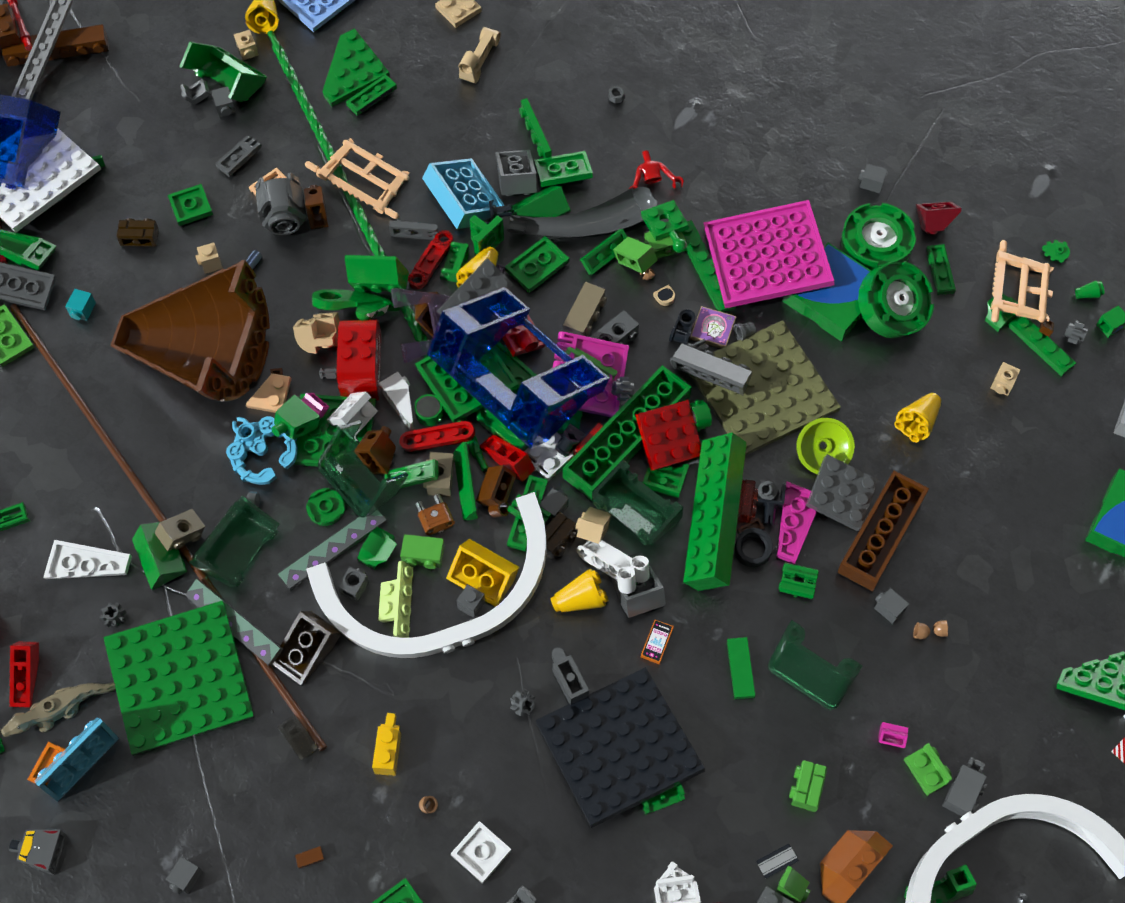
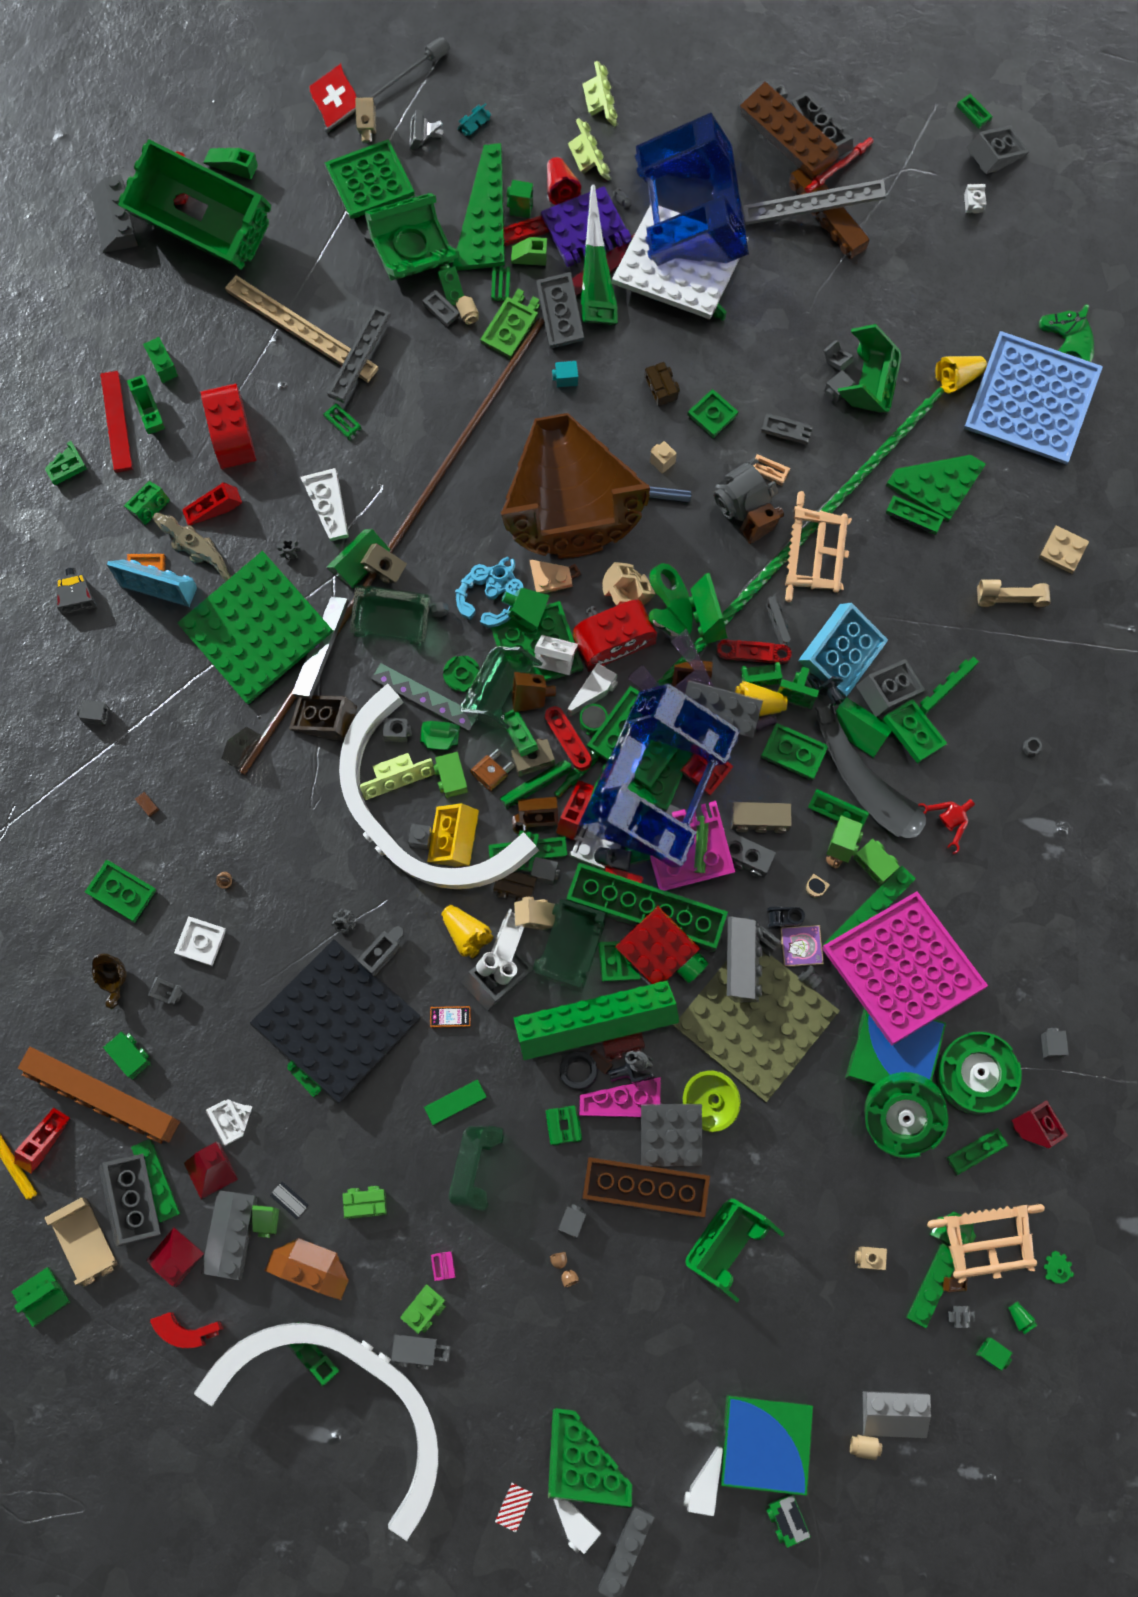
camera: 65 degrees right, 10 degrees up
(246, 48) = (914, 375): tan brick -> none
(315, 404) = (550, 617): dark pink piece -> none
(387, 747) = (260, 824): yellow hinge -> none
(622, 388) = (684, 884): dark grey gear -> none
(662, 229) = (894, 864): green plate -> none
(919, 417) = (788, 1184): yellow cone -> none
(949, 488) = (724, 1241): none -> green windscreen

